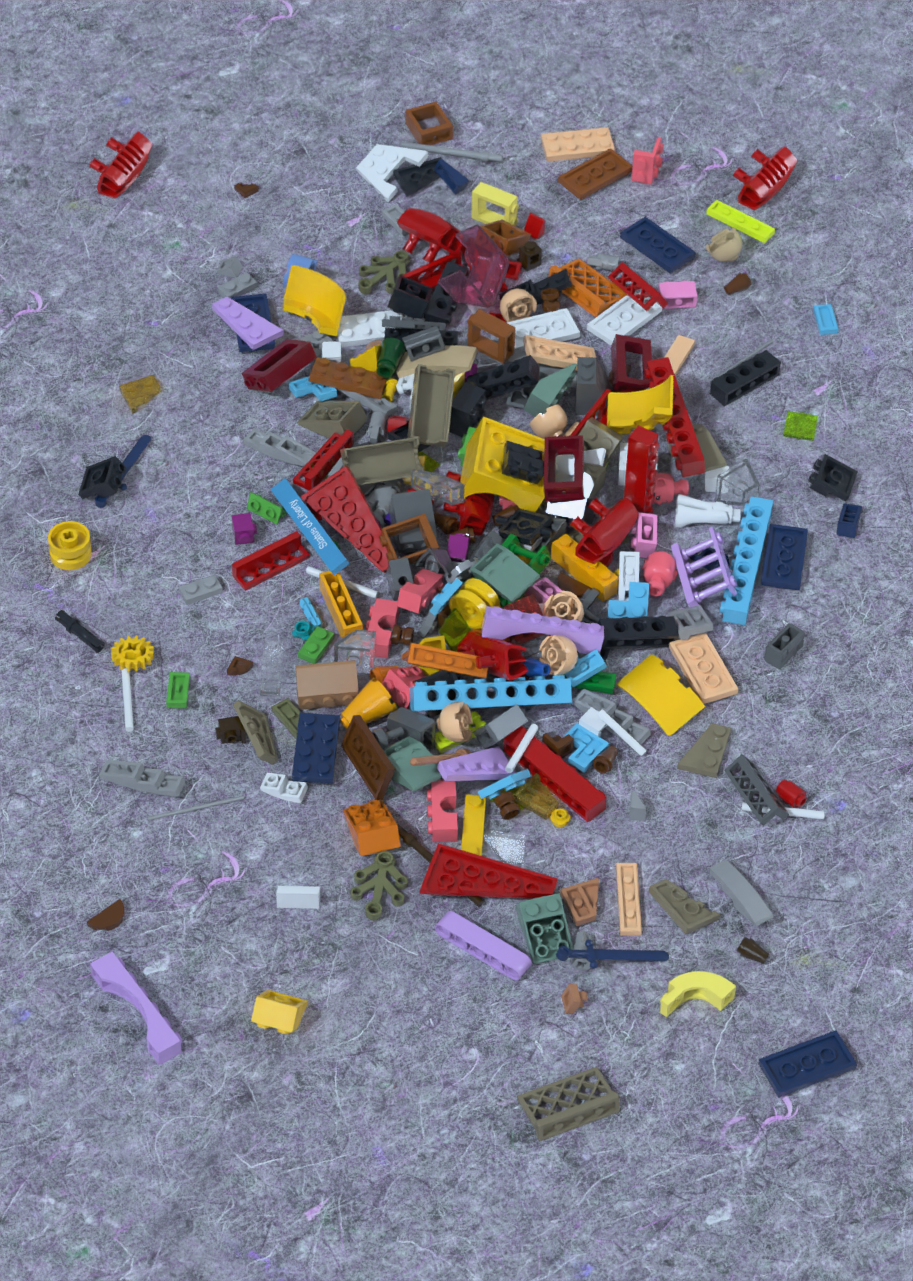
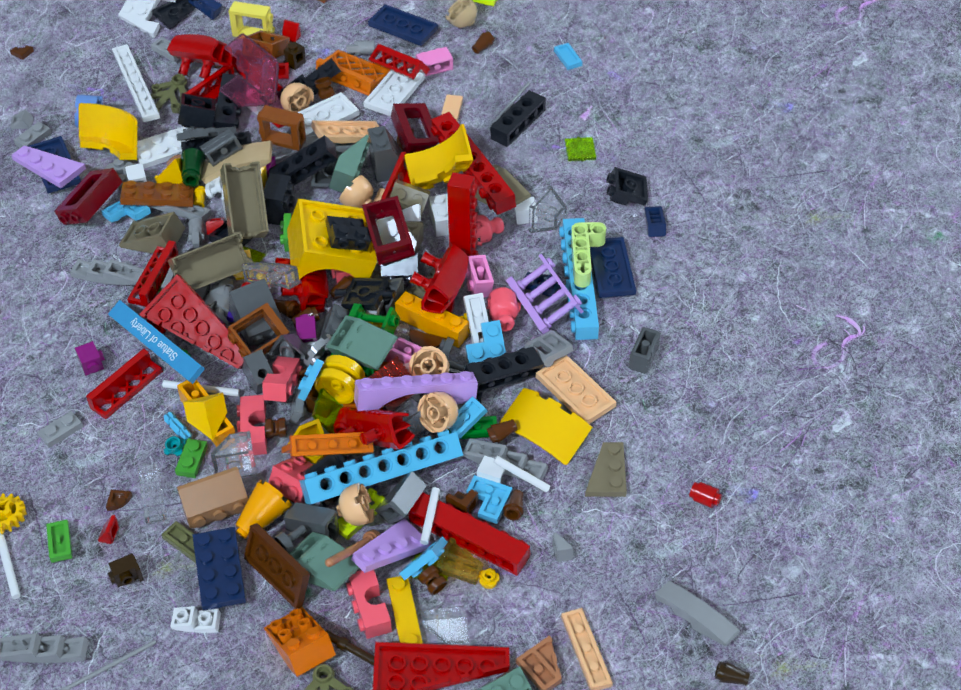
camera: 15 degrees left, 0 degrees up
(225, 692) = (109, 530): none -> red slope
(258, 731) = (154, 566): dark tan wing -> none
(265, 508) = (107, 333): bright green hinge -> none
(340, 605) = (206, 413): none -> yellow slope
(355, 251) = (136, 83): none -> white tile
(380, 672) = (264, 471): orange cone -> none
(536, 667) = (421, 429): blue cone -> none
(615, 688) = (500, 431): none -> reddish brown cone
(682, 909) = (646, 647): dark tan wing -> none
(696, 511) = (515, 244): white piece -> none
(761, 519) = (582, 238): none -> yellowish green beam
(762, 787) = (677, 497): dark grey fence -> none
(792, 812) = (702, 514): white bar -> none

